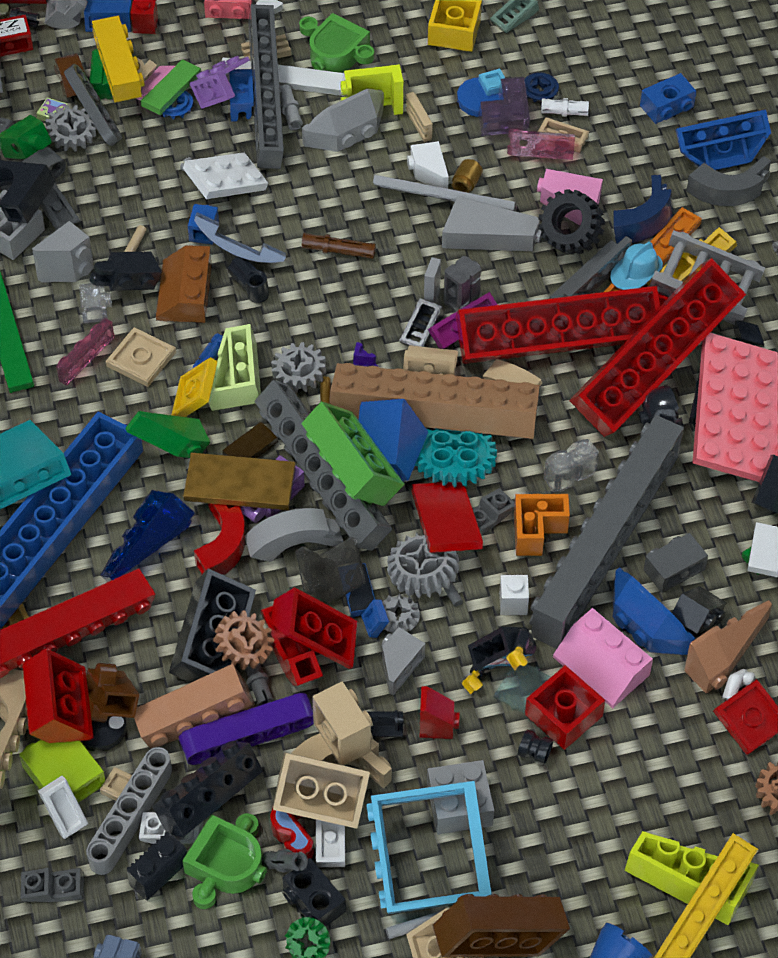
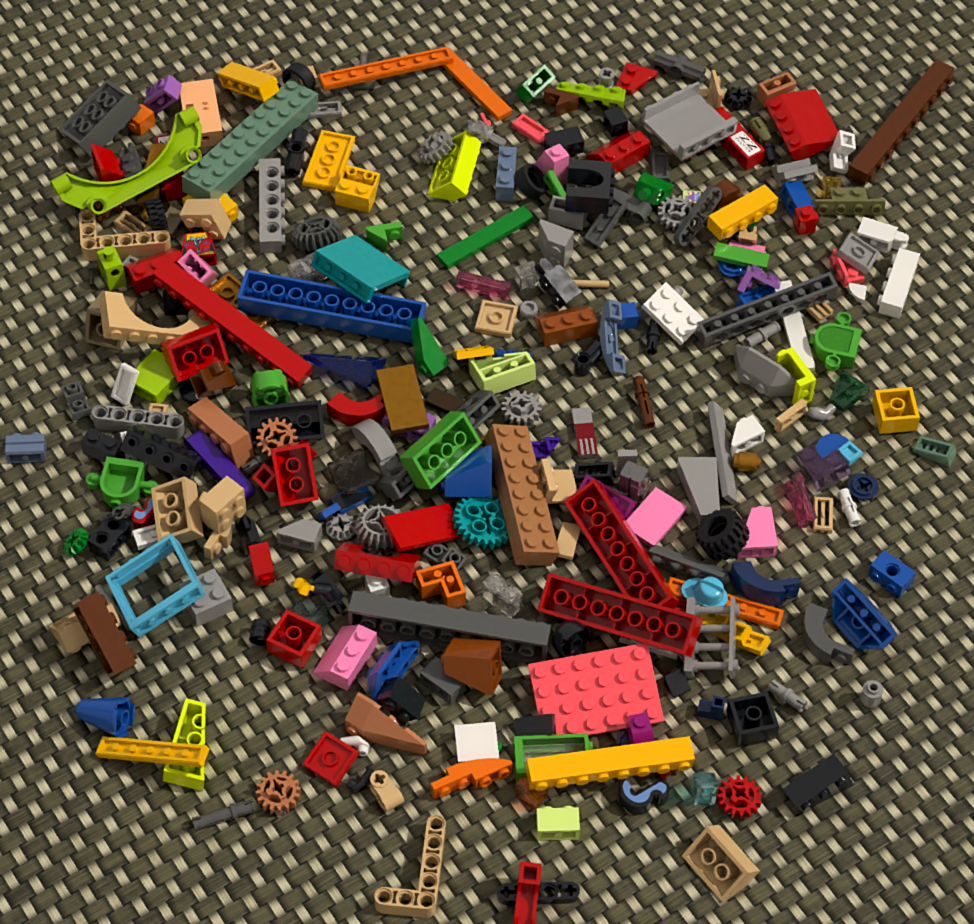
camera: 70 degrees right, 0 degrees up
(142, 319) = (528, 309): none -> light grey tile
(153, 631) = (269, 388): none -> bright green brick
(244, 208) = (652, 337): none -> black pin
(357, 318) = (584, 432): none -> tile
(407, 54) = (848, 391): none -> clear green wing
(424, 89) = (820, 413): none -> light grey arm
(504, 558) = (352, 559): none -> red arch
(509, 281) = (655, 517): none -> bright pink tile
(673, 513) = (474, 662): none -> dark orange slope

